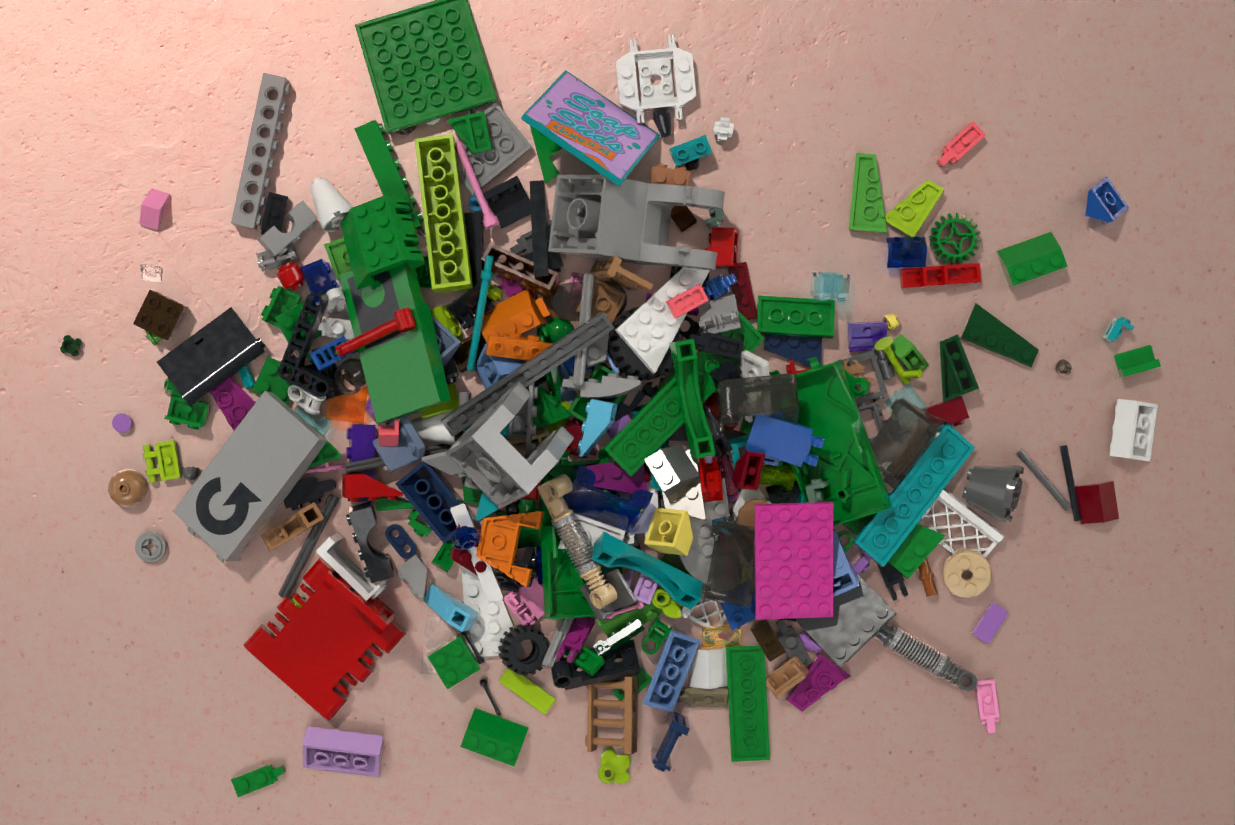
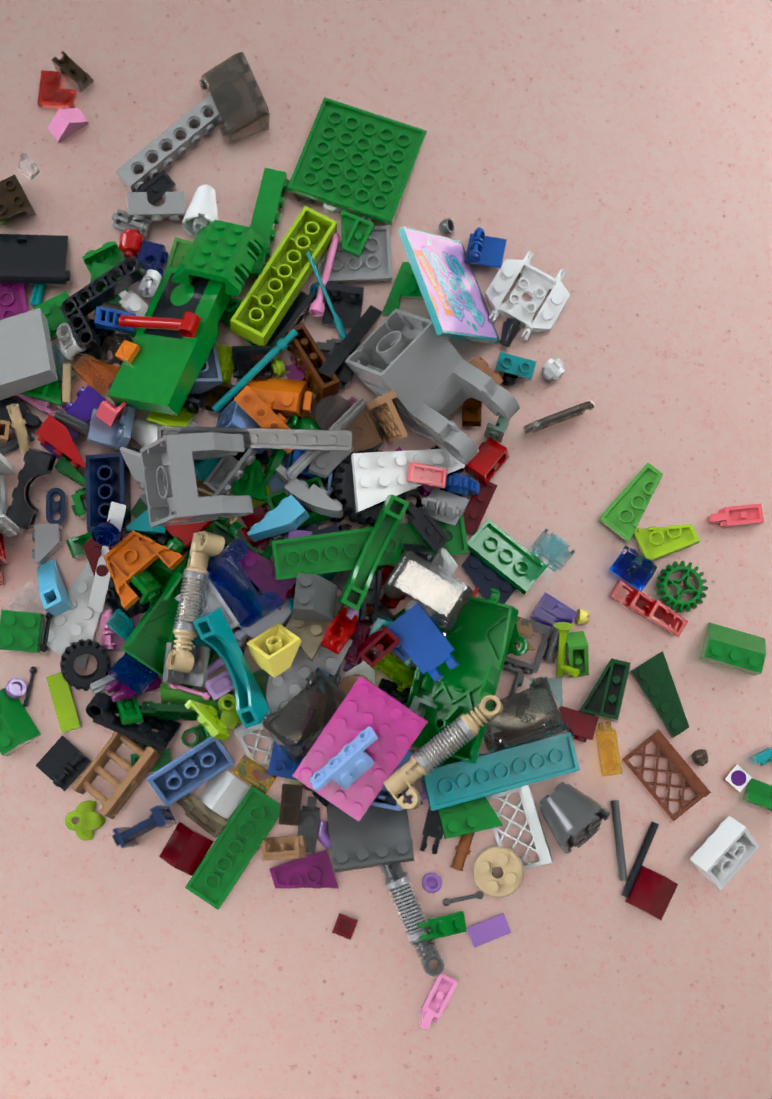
camera: 30 degrees right, 10 degrees down
(120, 193) = (51, 95): none -> clear red plate
(122, 159) = (72, 72): none -> dark brown hinge
(282, 83) = (236, 98): none -> clear smoke windscreen
(322, 499) = (18, 424): none -> tan pin
(331, 434) = (66, 382): none -> tan tile
(365, 374) = (127, 351): none -> orange tile
(481, 707) = (15, 688): none -> tile
(514, 218) = (337, 321): none -> teal piece
(528, 597) = (121, 624): none -> teal tile
(529, 554) = (147, 586): none -> green bracket
(544, 66) = (446, 226): none -> dark grey hinge
(563, 737) = (63, 763): none -> black hinge
(570, 631) = (133, 674): none -> clear blue plate
(592, 64) = (485, 249): none -> blue hinge
(658, 623) = (209, 719): none -> lime wing
(709, 732) = (186, 849): none -> dark red slope
(757, 168) = (558, 417): none -> clear smoke tile
(794, 580) = (348, 763): none -> light blue bracket
(857, 517) = (424, 760): none -> tan piece
(876, 700) = (345, 926): none -> dark red plate
(920, 618) = (431, 882): none -> medium lavender tile
(953, 646) = (443, 926): none -> green hinge
(963, 601) = (479, 895): none -> dark grey hinge
(987, 415) = (608, 750): none -> clear yellow hinge
(1053, 386) = (676, 761): none -> copper fence
(1104, 362) = (737, 778): none -> tile

